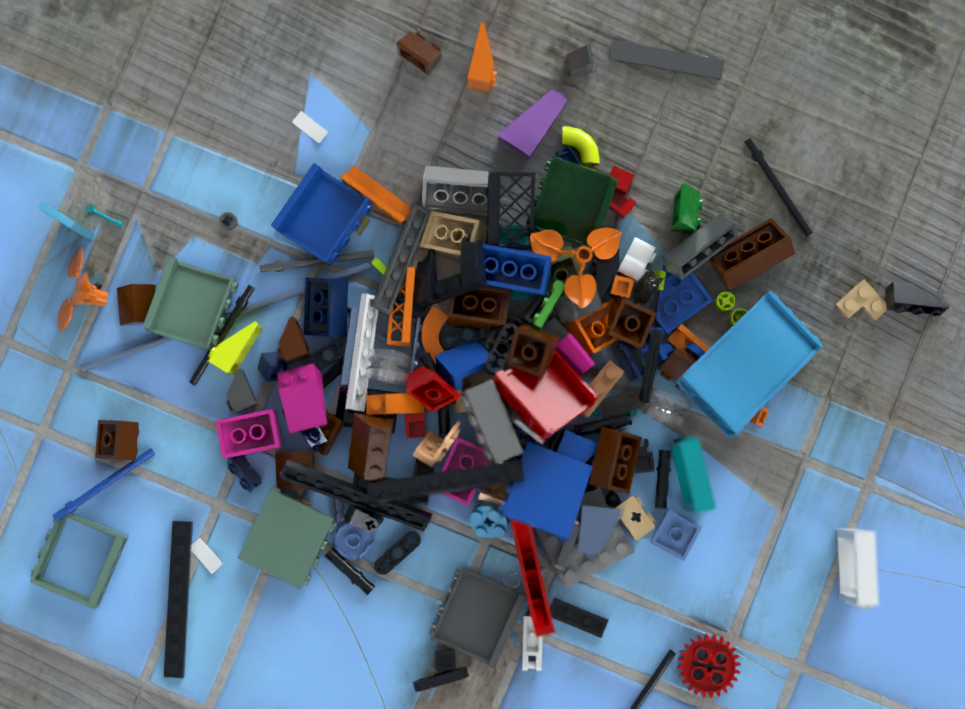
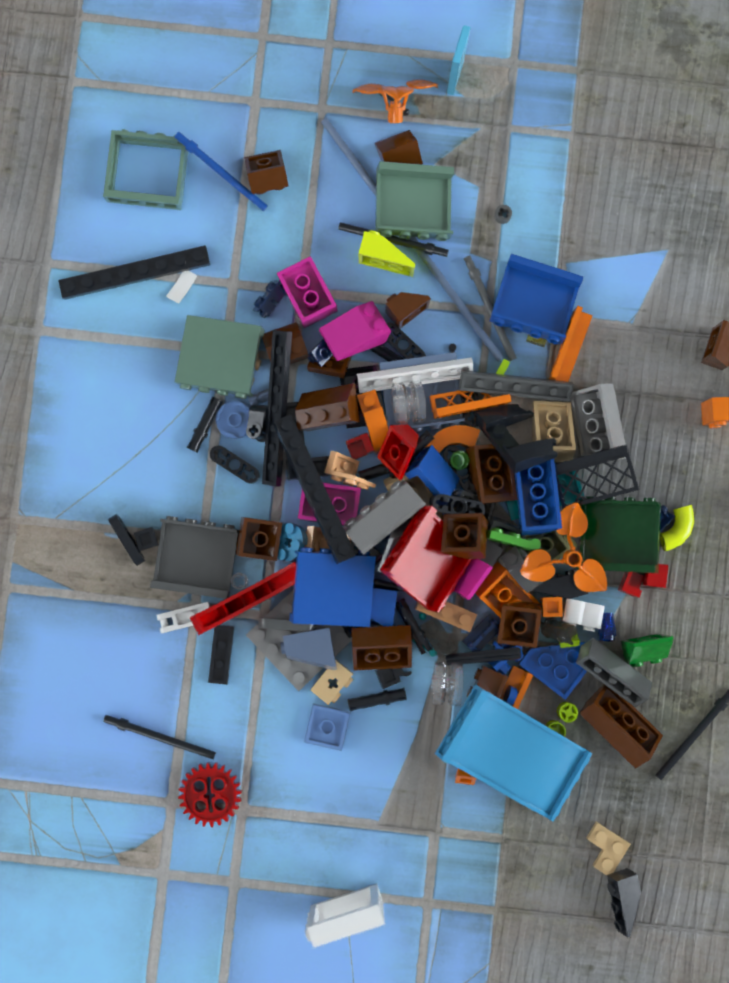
camera: 70 degrees right, 0 degrees up
(90, 209) = (475, 84): teal hinge -> none
(240, 393) = (343, 273): dark grey slope -> none
(270, 365) = (378, 293): dark blue panel -> none
(310, 127) = (616, 264): white sticker -> none
(326, 307) = (448, 329): dark blue slope -> none
(457, 333) = (459, 460): none -> bright green plate
(477, 549) = (258, 538): none -> reddish brown slope
(533, 125) = (683, 476): medium lavender slope -> none
(612, 499) = (343, 656): black hinge -> none
(658, 240) = (608, 628): none -> clear blue cone
(692, 474) = (389, 727): teal window -> none

